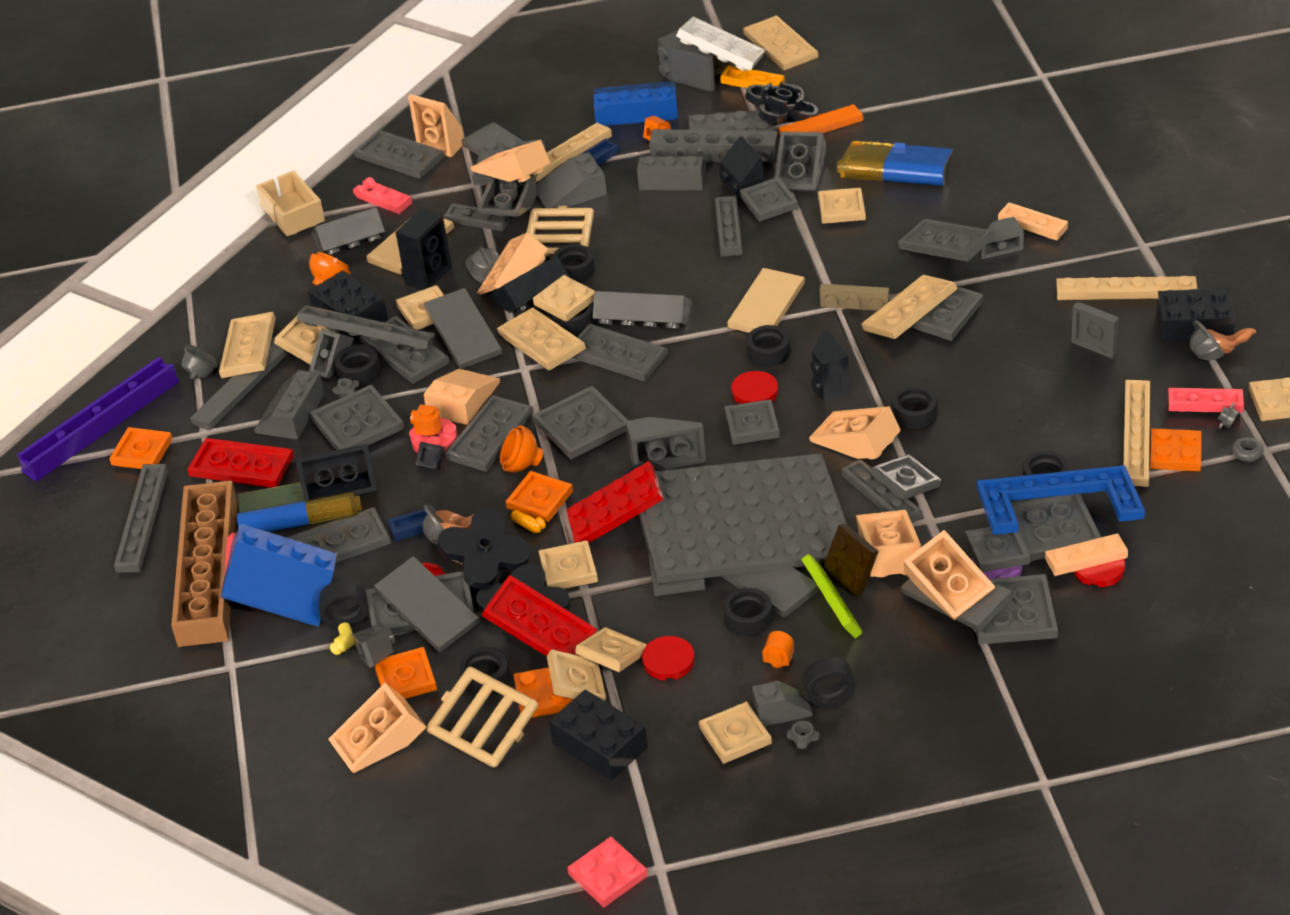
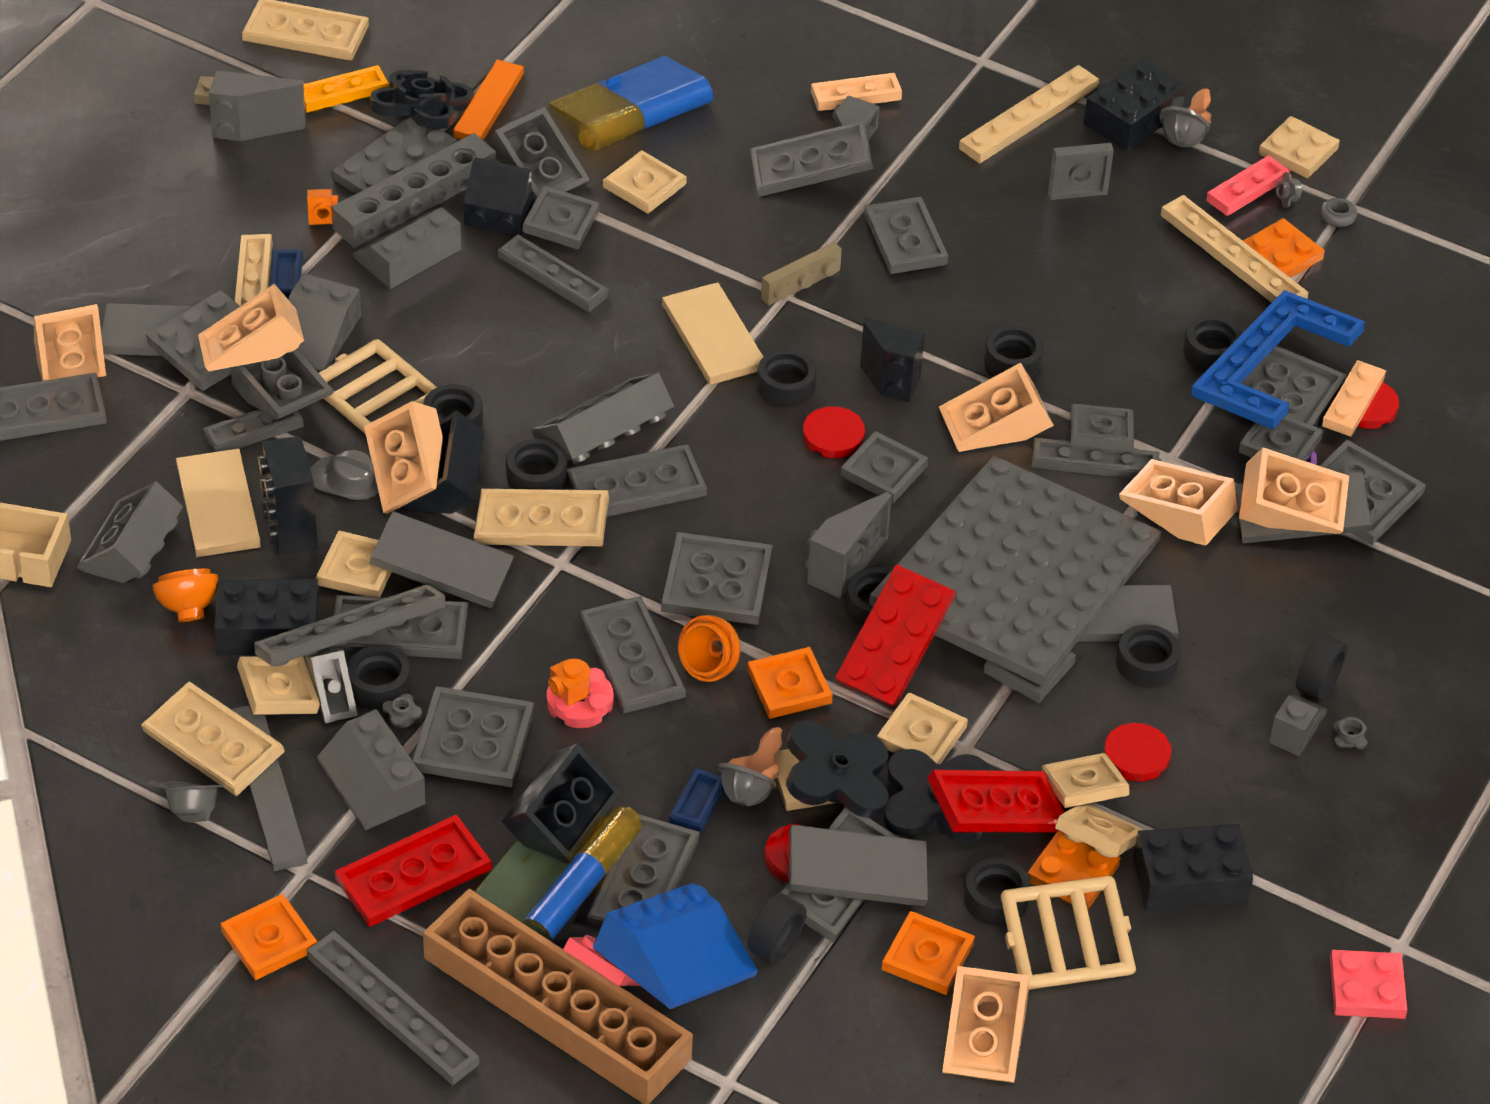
camera: 55 degrees left, 5 degrees up
(97, 419) = (162, 943): dark purple tile -> none
(344, 640) = (812, 963): light yellow arm -> none
(374, 644) = (864, 946): dark grey slope -> none
(382, 196) = (98, 469): coral plate -> none
(429, 456) = (614, 719): black tile -> none
(460, 394) = (545, 632): light nougat slope -> none
(528, 522) = (824, 714): light orange arm -> none
(564, 298) = (520, 454): tan plate -> none
(635, 103) = (244, 186): blue slope -> none
(721, 43) = (281, 61): white plate -> none
(735, 732) = (1296, 775): tan plate -> none
(778, 649) = (1229, 670): orange plate -> none
(832, 596) = (1201, 586): lime tile -> none
(850, 559) = (1181, 538): dark brown plate -> none
(909, 306) = (871, 251): tan tile -> none

